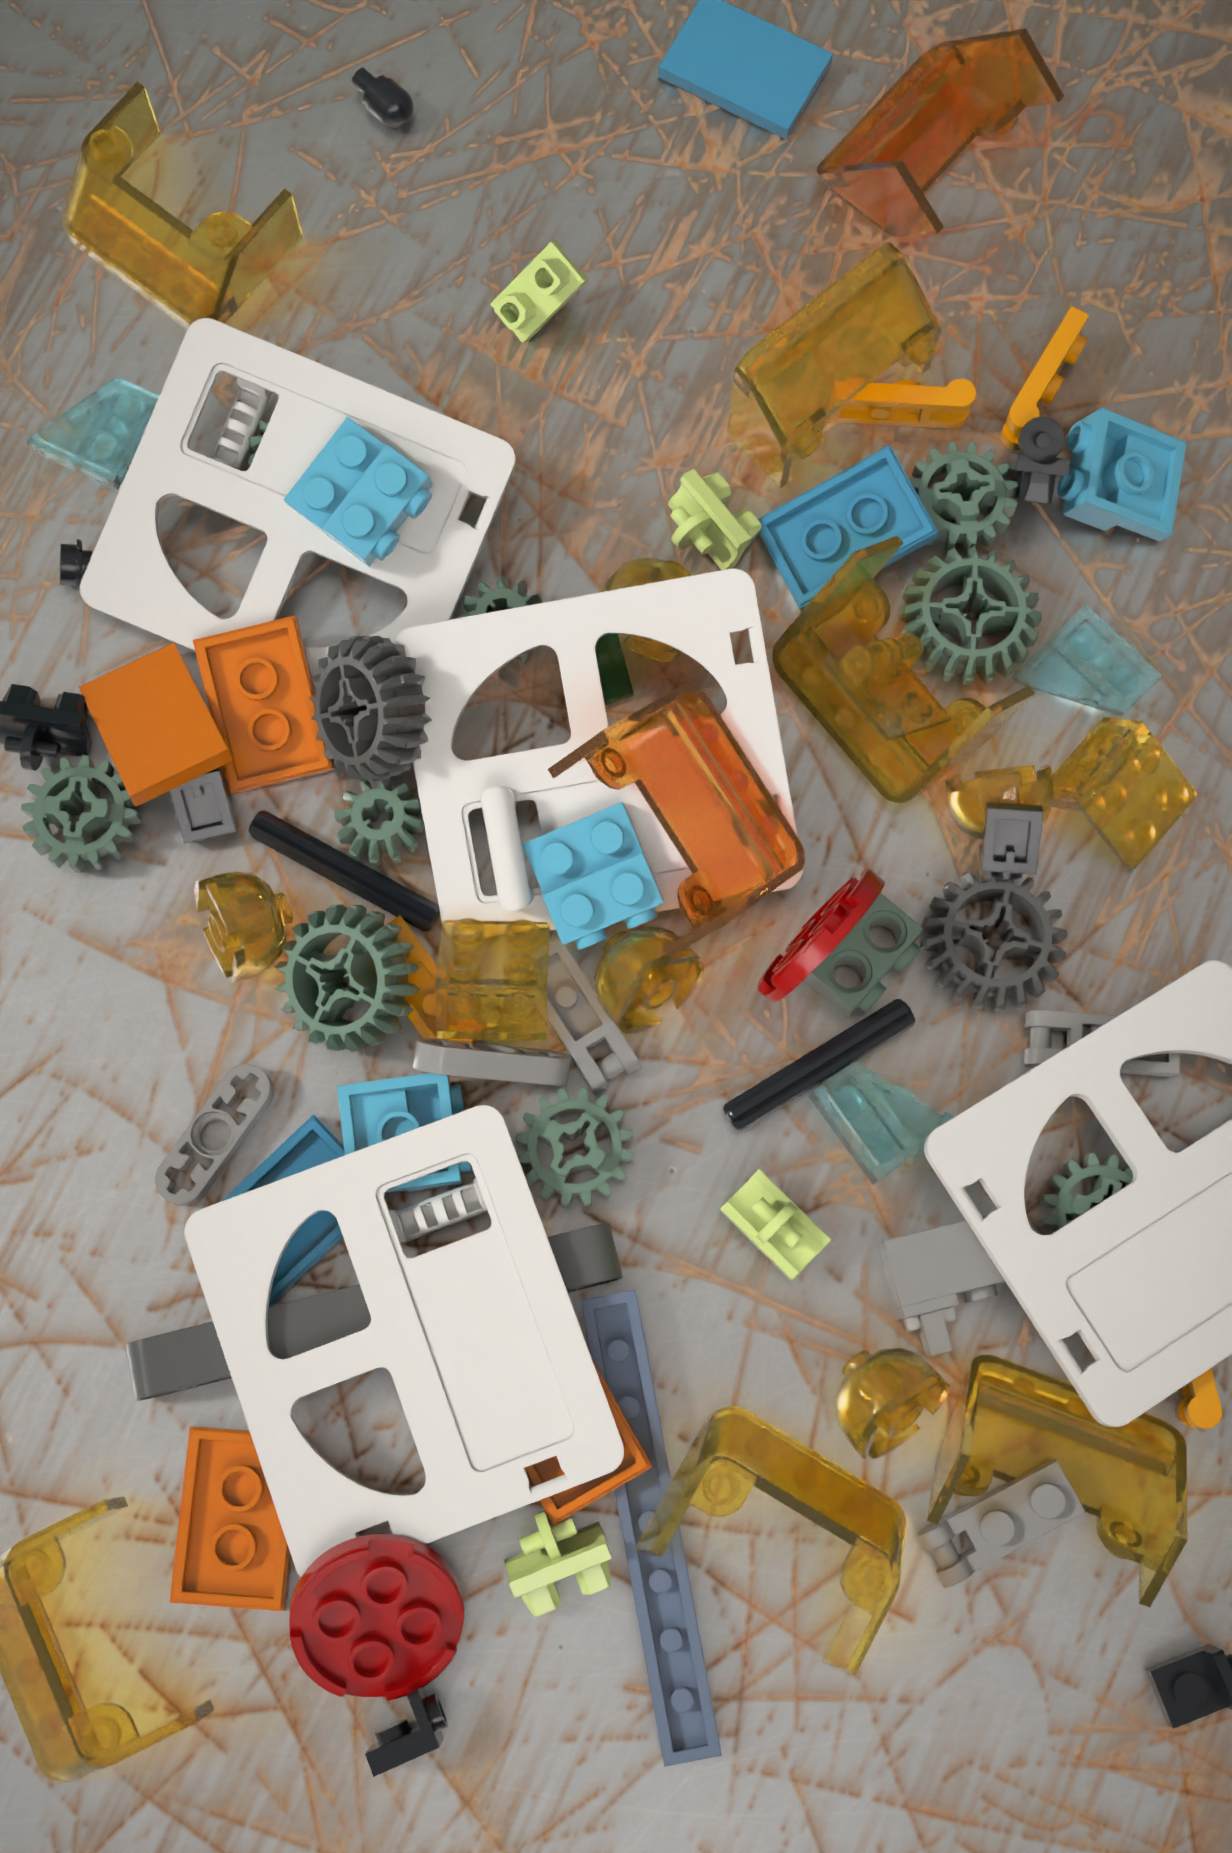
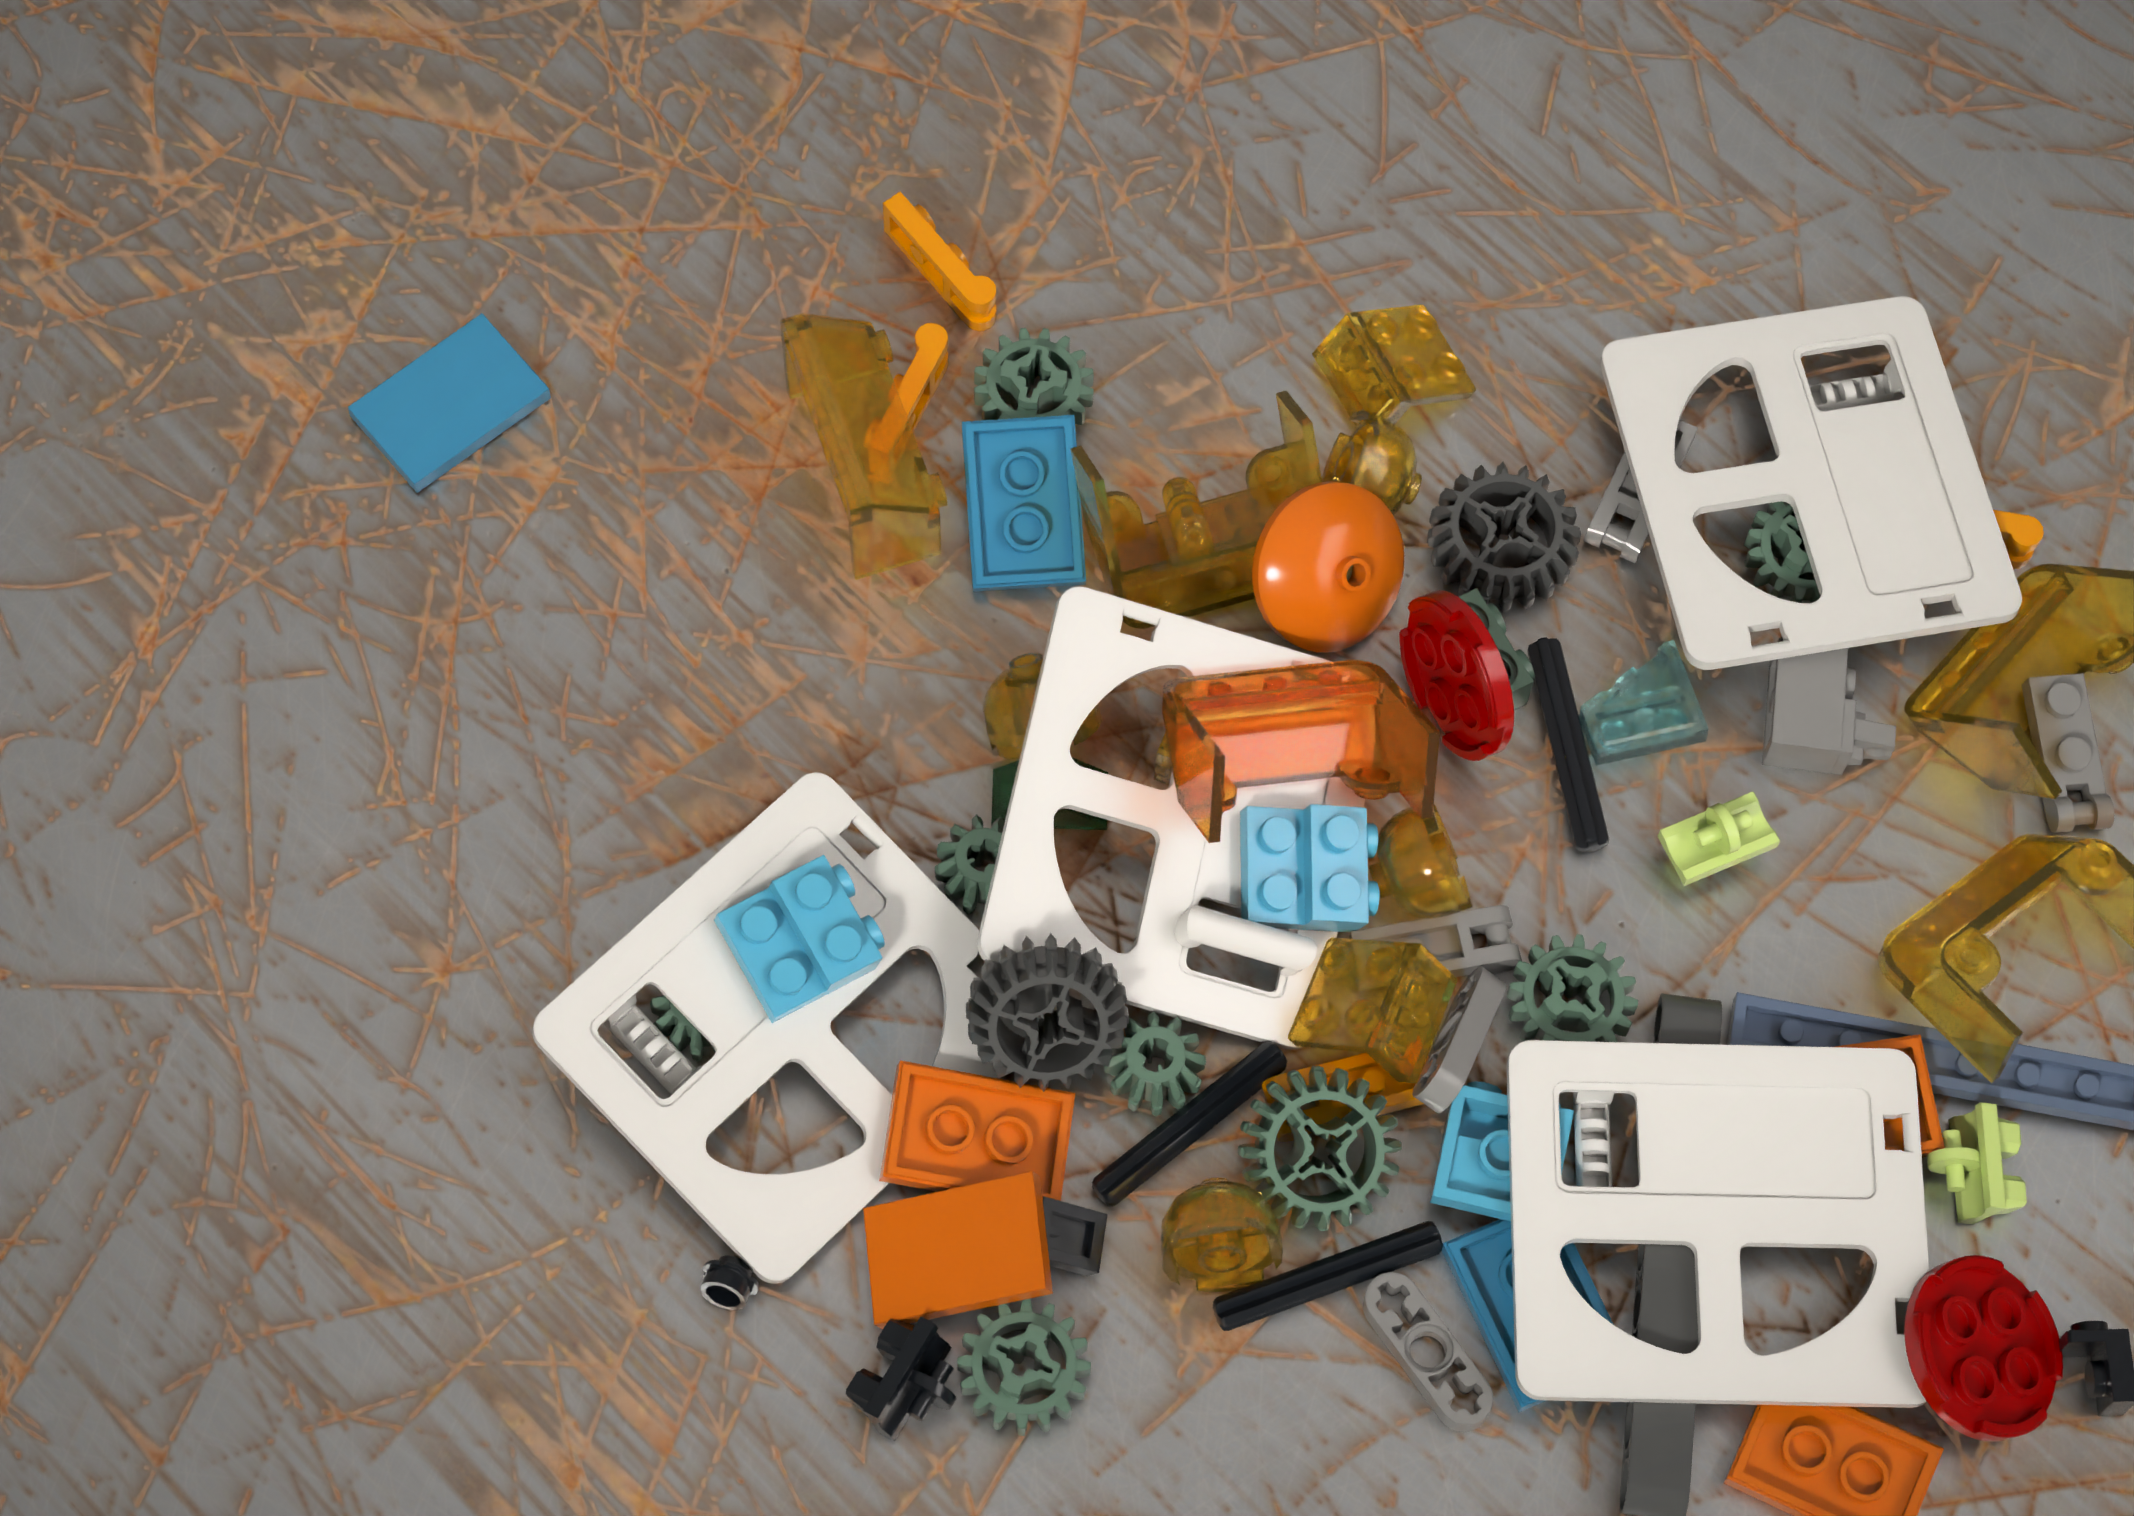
camera: 70 degrees left, 10 degrees down
(99, 432) = (578, 1205): clear light blue wing -> none
(150, 249) = (384, 1071): clear yellow windscreen -> none
(252, 1030) = (1327, 1275): none -> black axle
(384, 98) = (315, 770): black cylinder -> none
(539, 292) = (631, 691): yellowish green hips -> none
(707, 522) = (958, 626): yellowish green hips -> none
(885, 1397) = (1918, 803): clear yellow cylinder -> none
(891, 766) = (1305, 563): none -> orange dish
(928, 120) = (600, 263): clear orange windscreen -> none
(1011, 613) = (1149, 400): sand green gear -> none
(1011, 839) = (1426, 470): bracket -> none
(1038, 465) = (1039, 300): black hips -> none
(1089, 666) = (1257, 343): clear light blue wing -> none
(1122, 475) = (1074, 234): medium azure plate -> none

